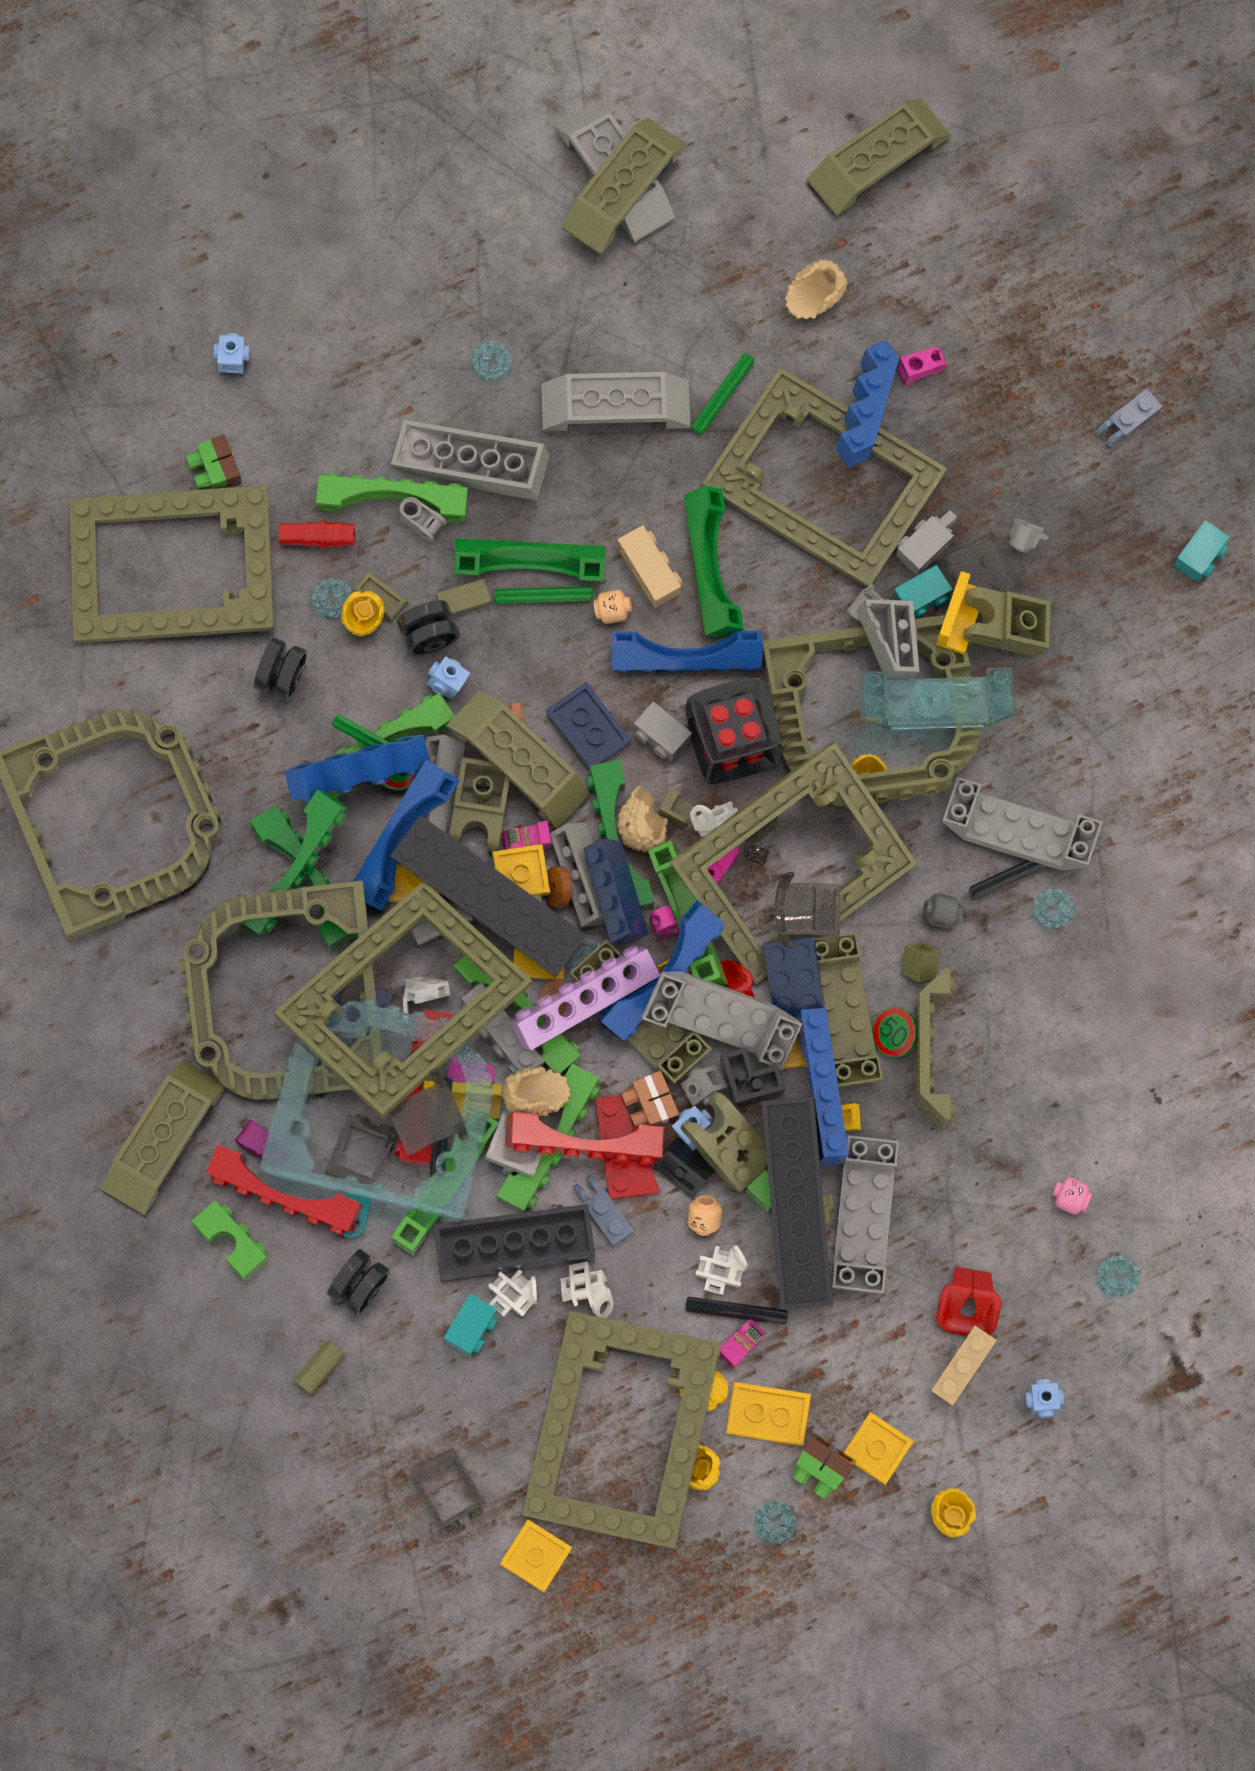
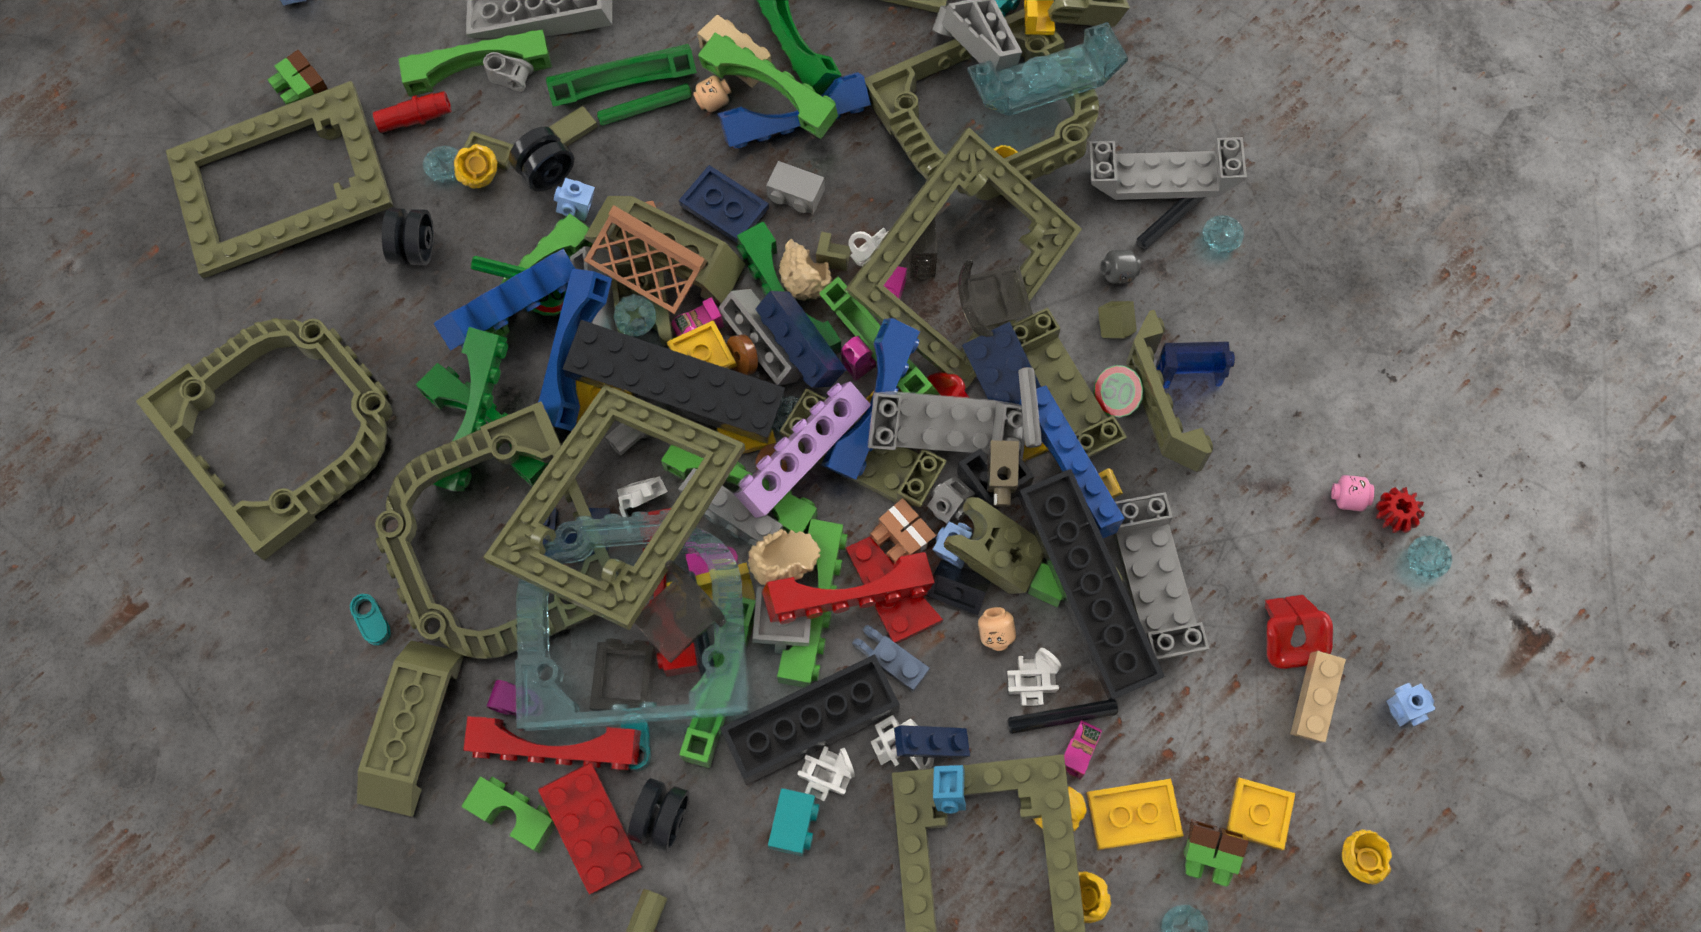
camera: 10 degrees left, 5 degrees down
(153, 1032) = (372, 625): none -> teal piece
(296, 1274) = (590, 828): none -> red plate
(470, 831) = (638, 326): none -> clear light blue gear
(508, 751) = (657, 240): none -> nougat fence
(612, 1295) = (931, 742): none -> dark blue plate
(613, 1339) = (949, 788): none -> dark azure bracket
(634, 578) = (726, 58): none -> bright green arch
(734, 730) = (864, 159): black piece -> none
(758, 1066) = (1004, 460): none -> dark tan torso
(801, 1025) = (1030, 407): none -> light grey axle
(973, 1024) = (1195, 358): none -> clear blue panel
(1117, 1232) = (1400, 510): none -> red gear

